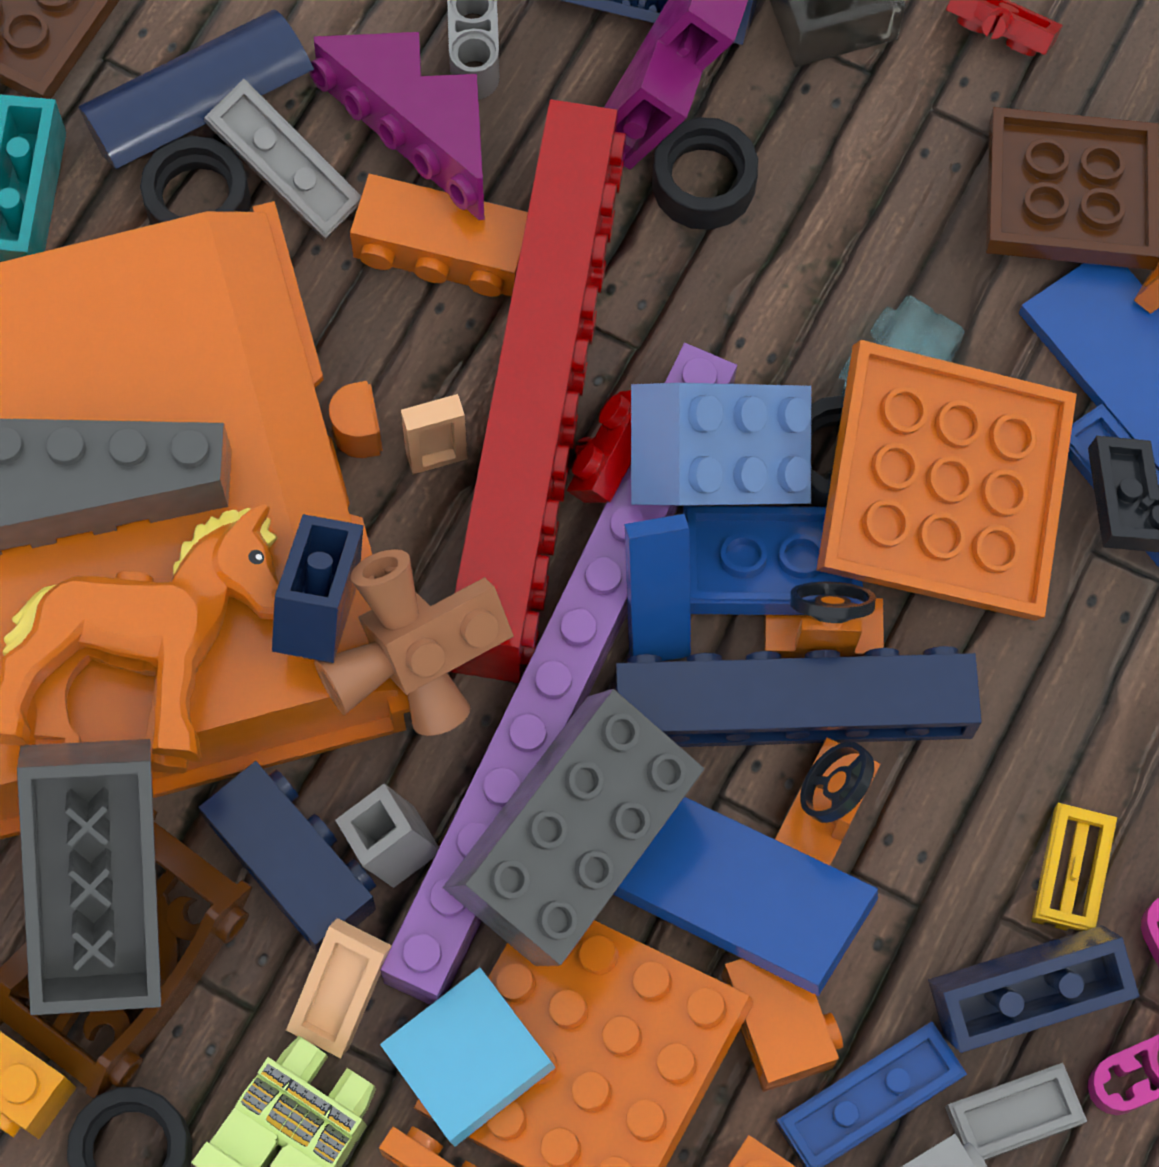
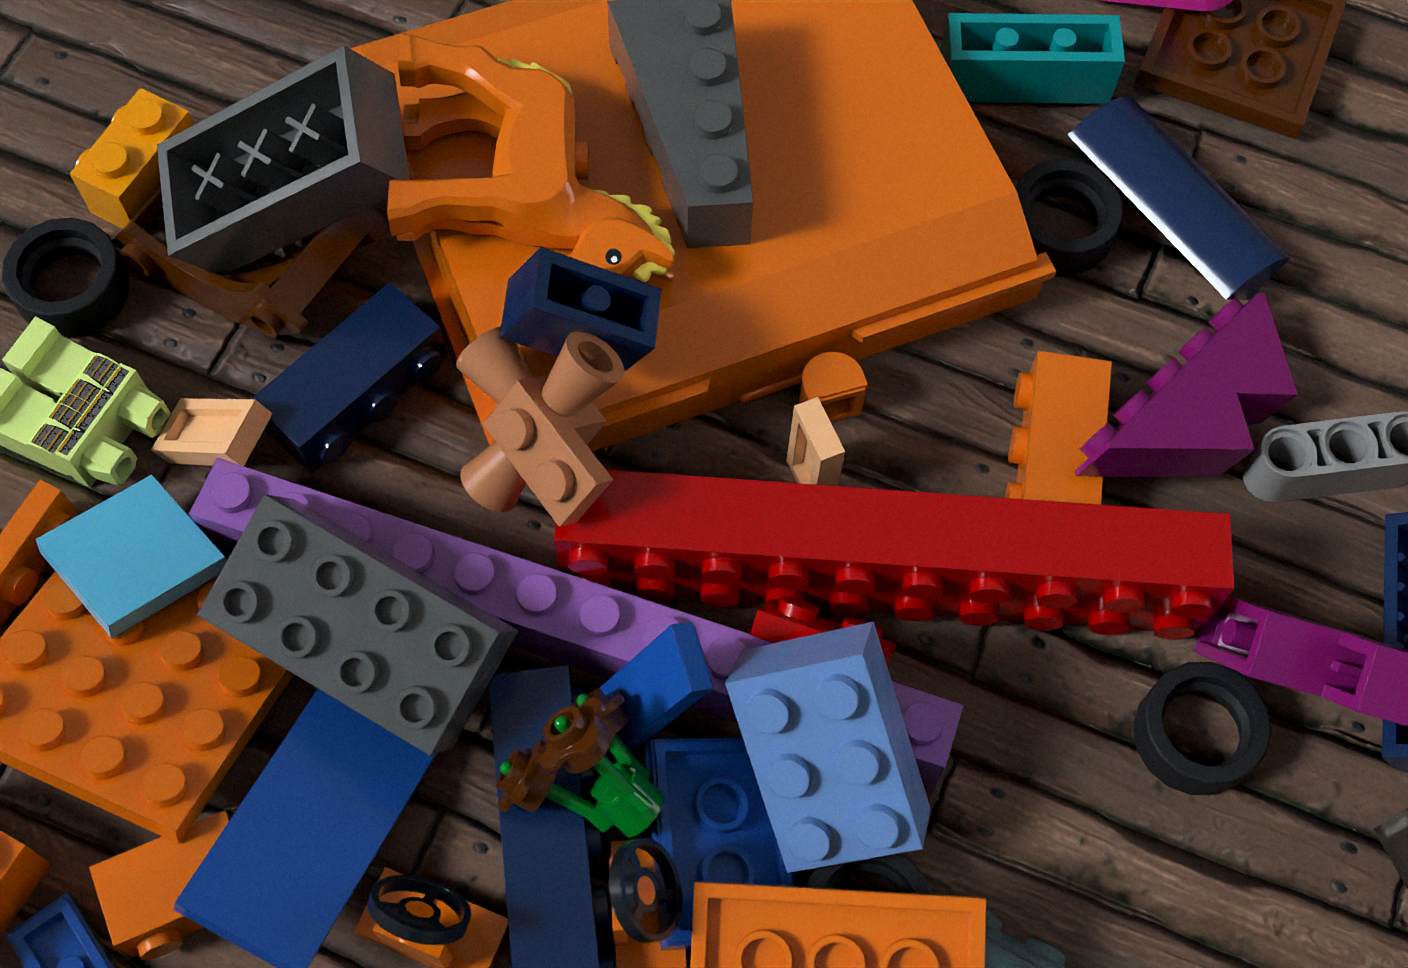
camera: 85 degrees right, 5 degrees down
(283, 159) = (1116, 282): light grey tile -> none
(388, 835) = (368, 458): light grey brick -> none
(717, 628) = (578, 741): none -> plant

